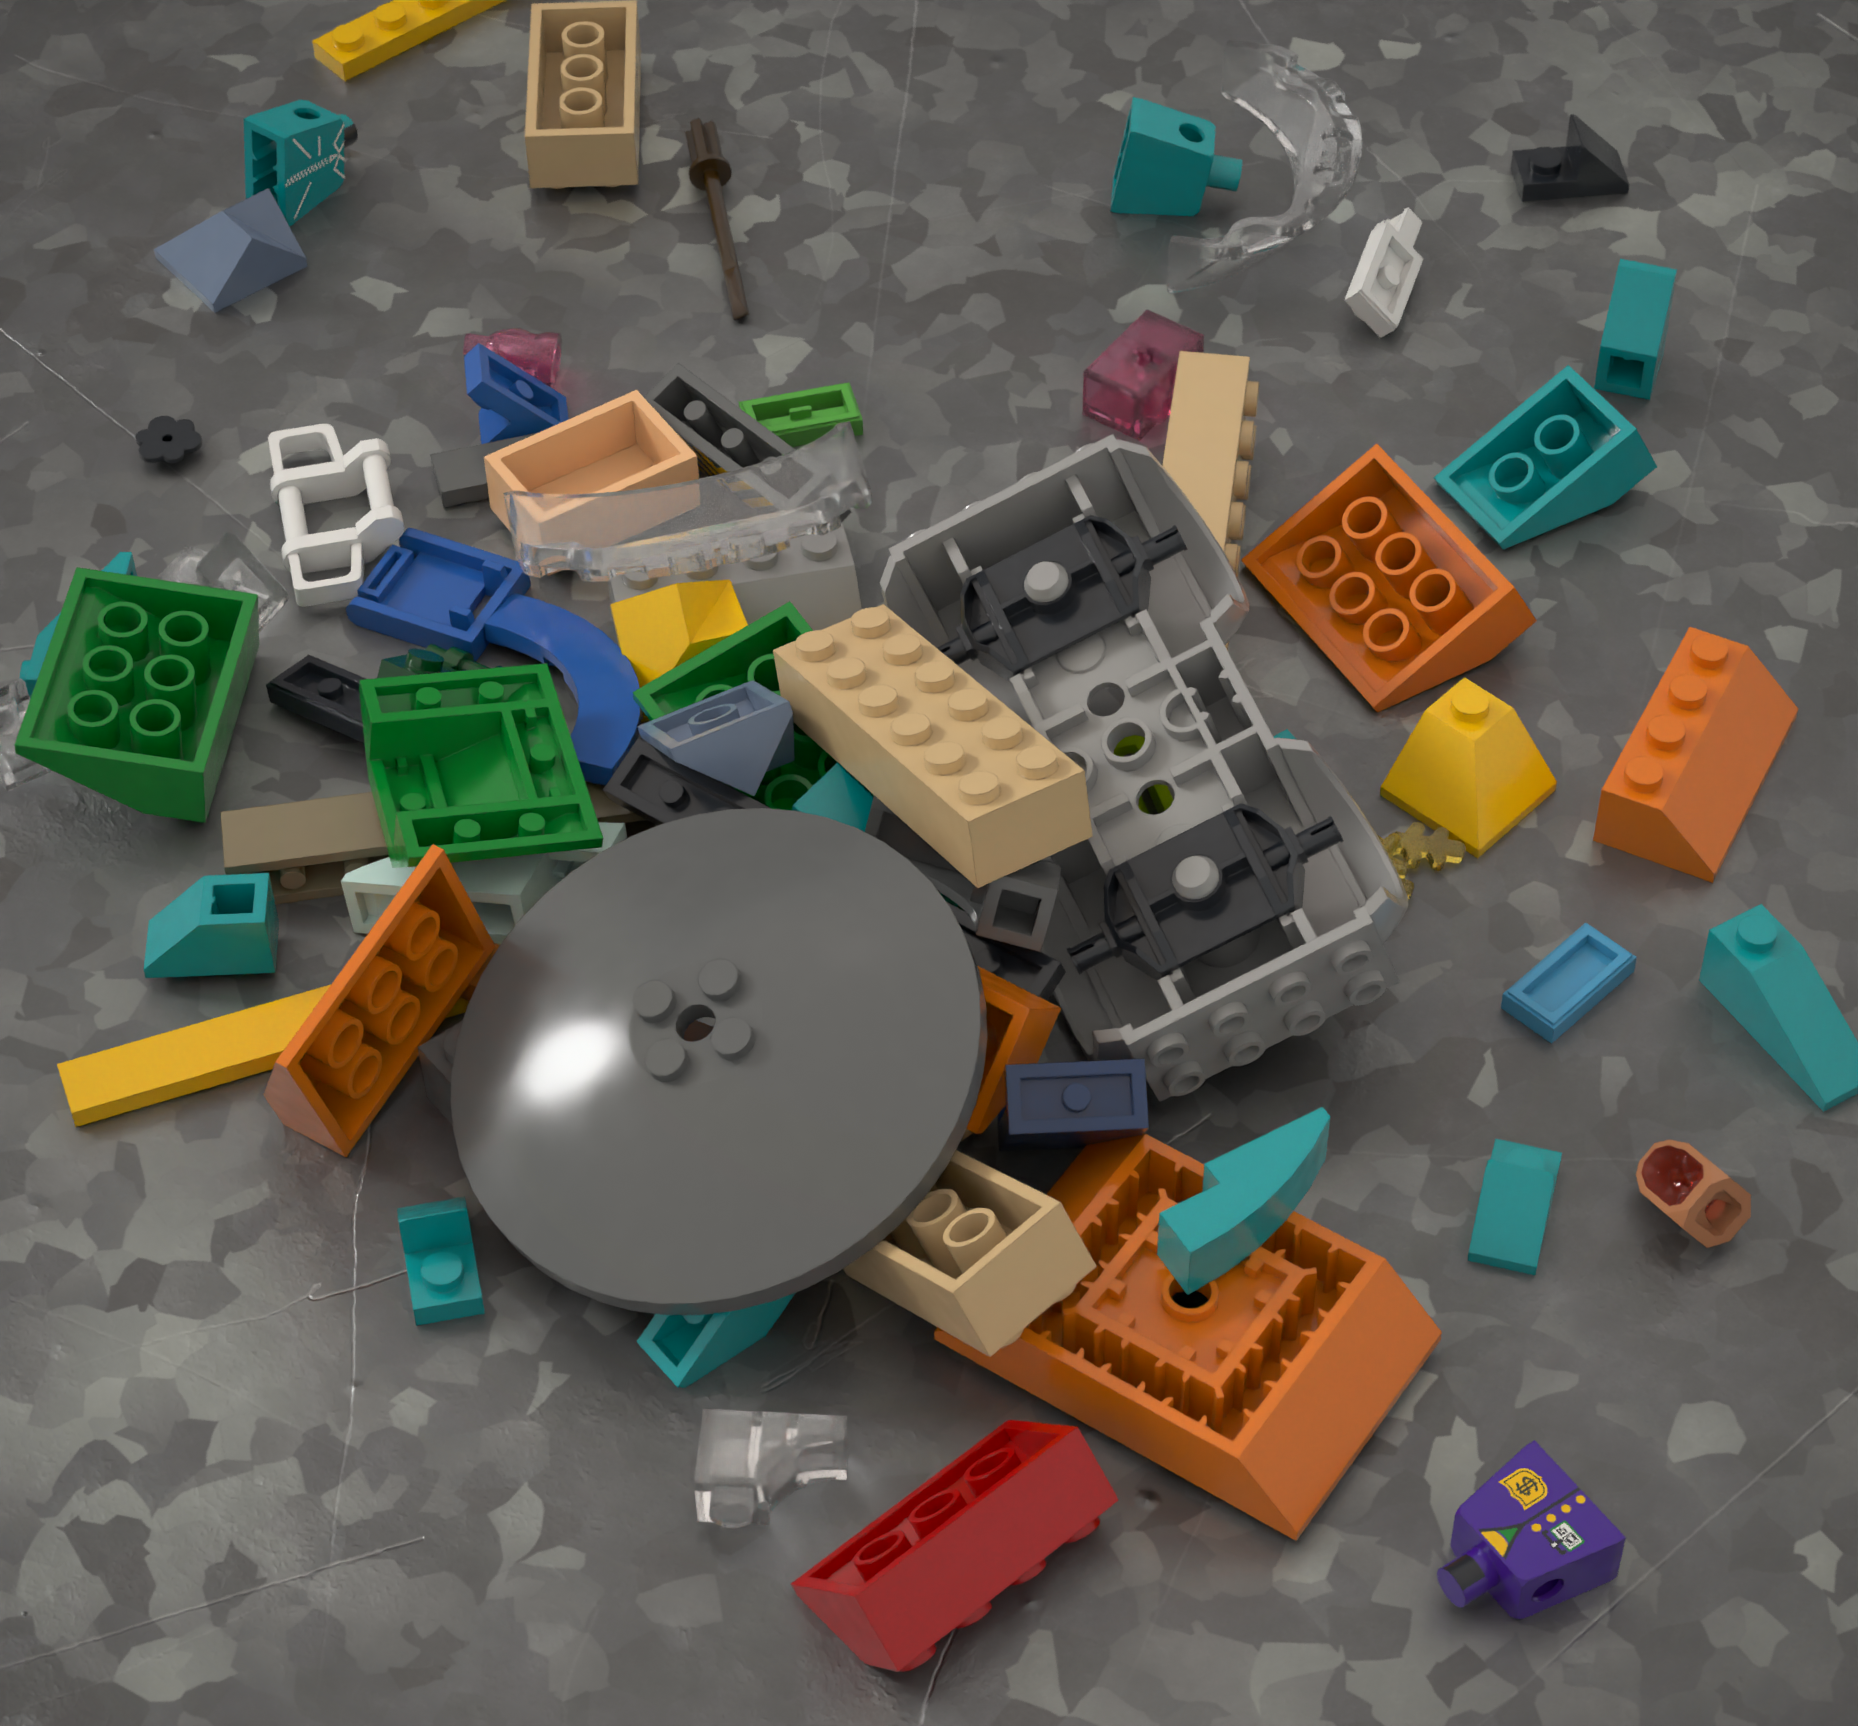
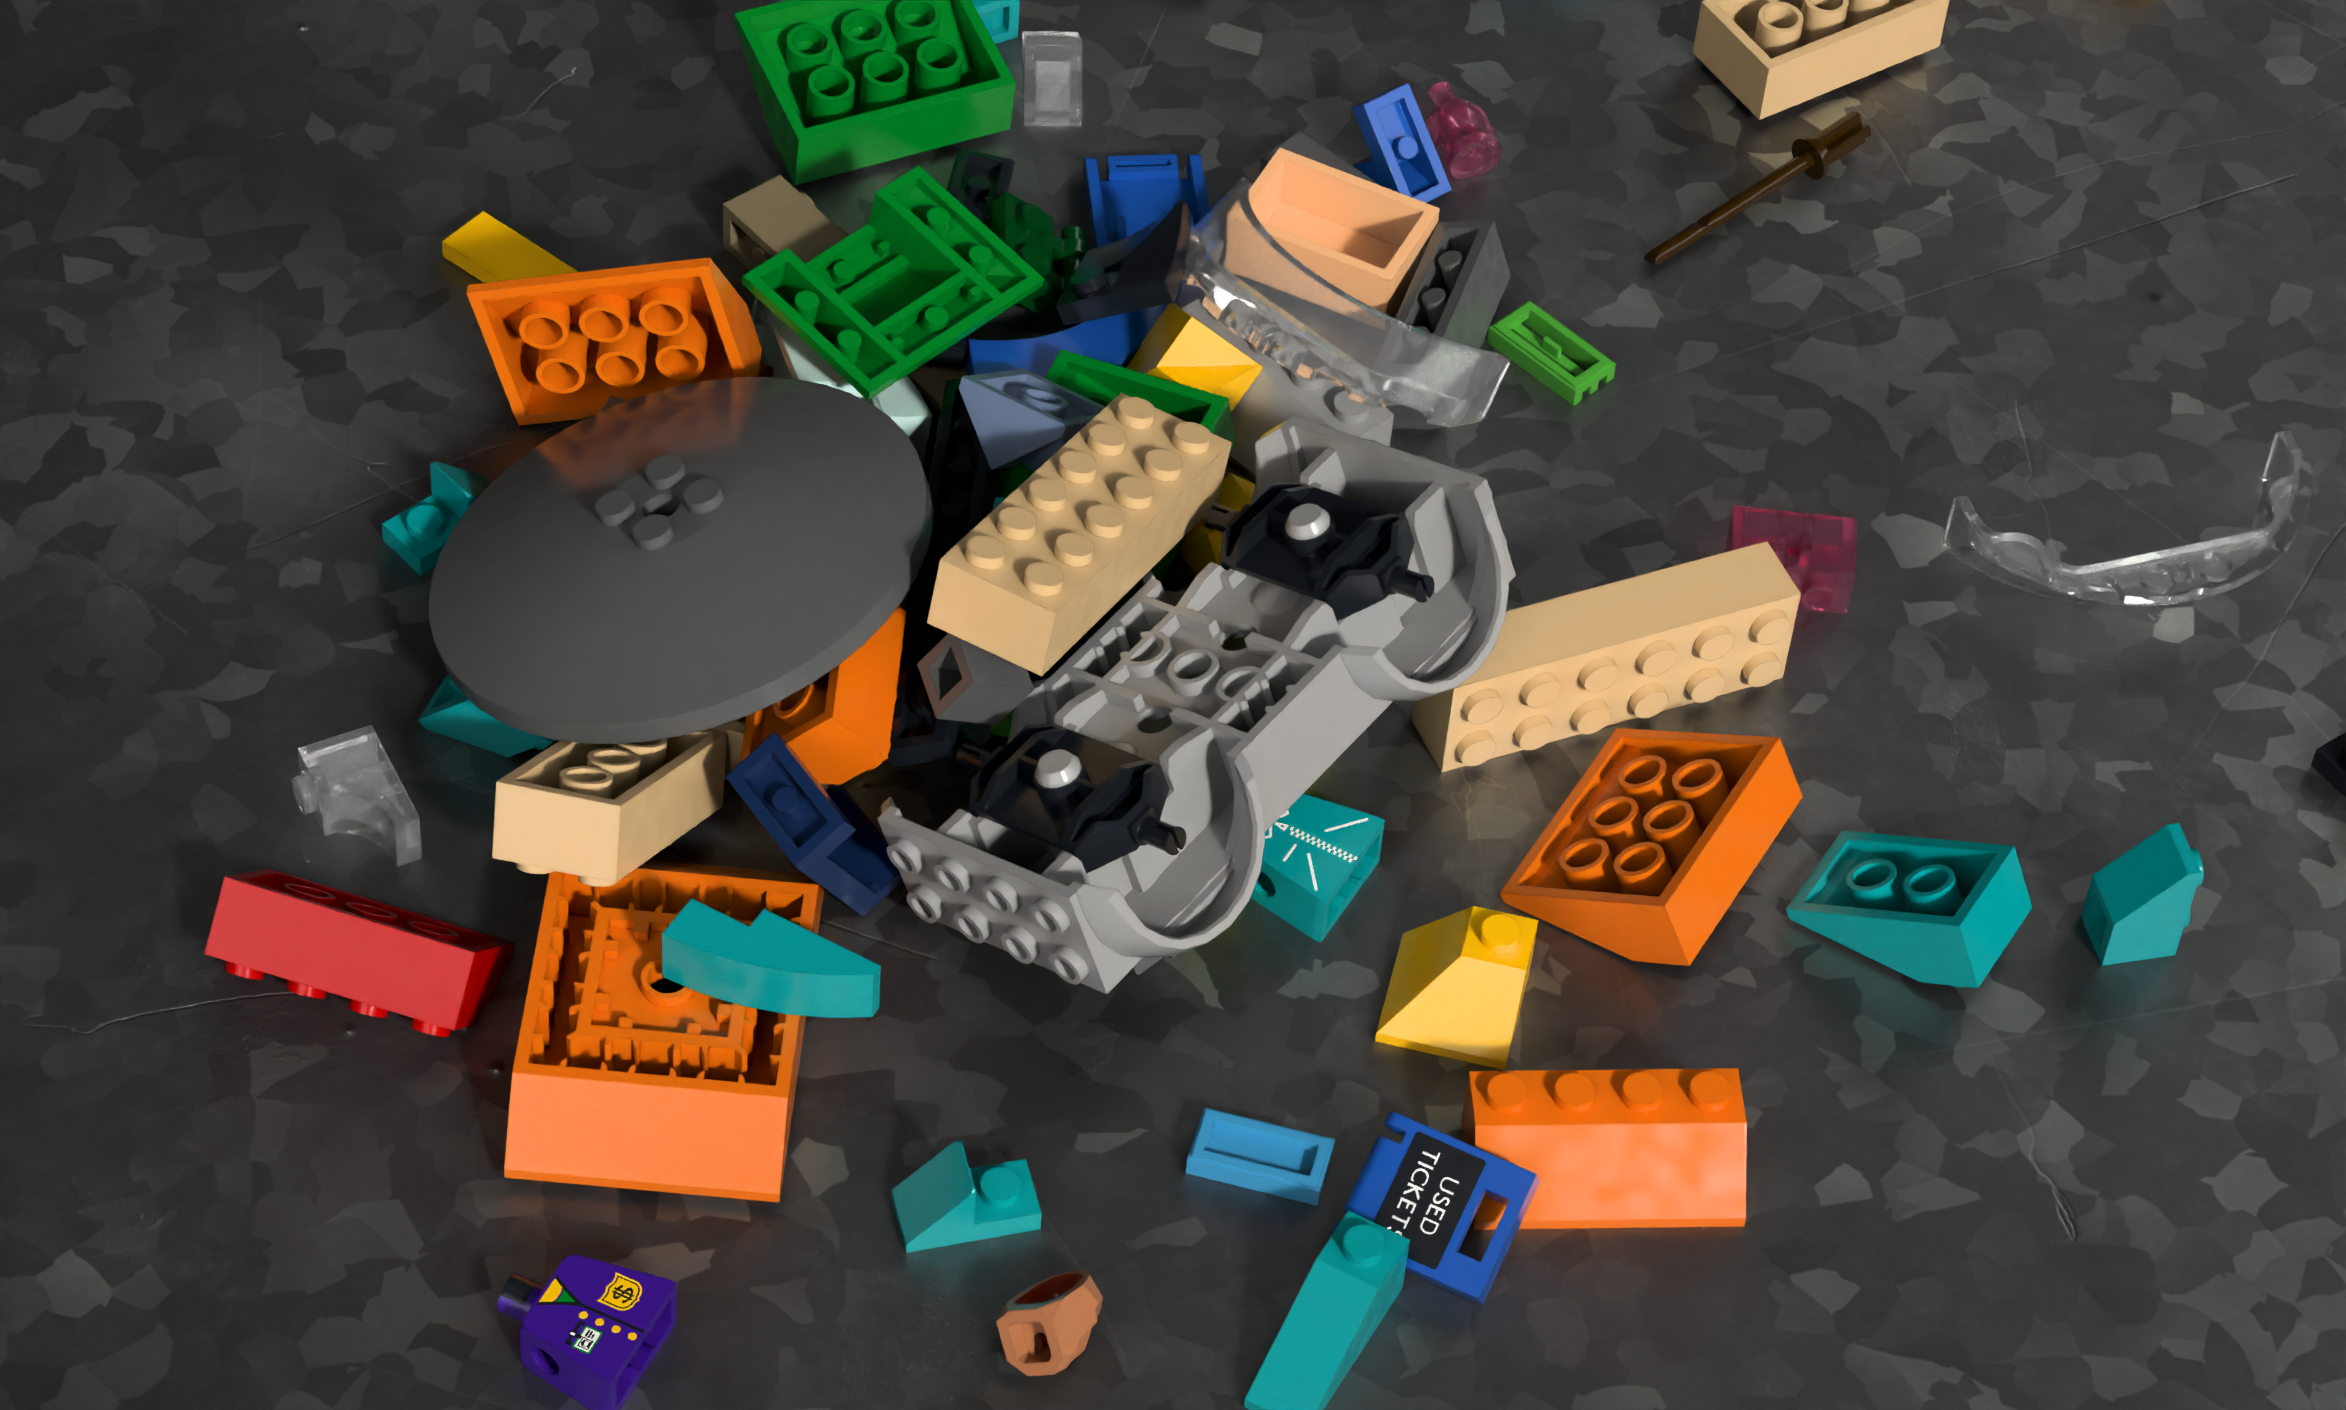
camera: 55 degrees right, 0 degrees up
(215, 929) = (669, 229): teal slope -> none
(343, 477) = (1182, 134): white bar -> none
(550, 613) = (1131, 272): none -> black plate
(1168, 162) = (2085, 458): teal torso -> none
(1386, 273) = (2087, 686): white hinge -> none
(1414, 846) = (1345, 981): clear yellow animal -> none
(1703, 880) = (1431, 1195): none -> container

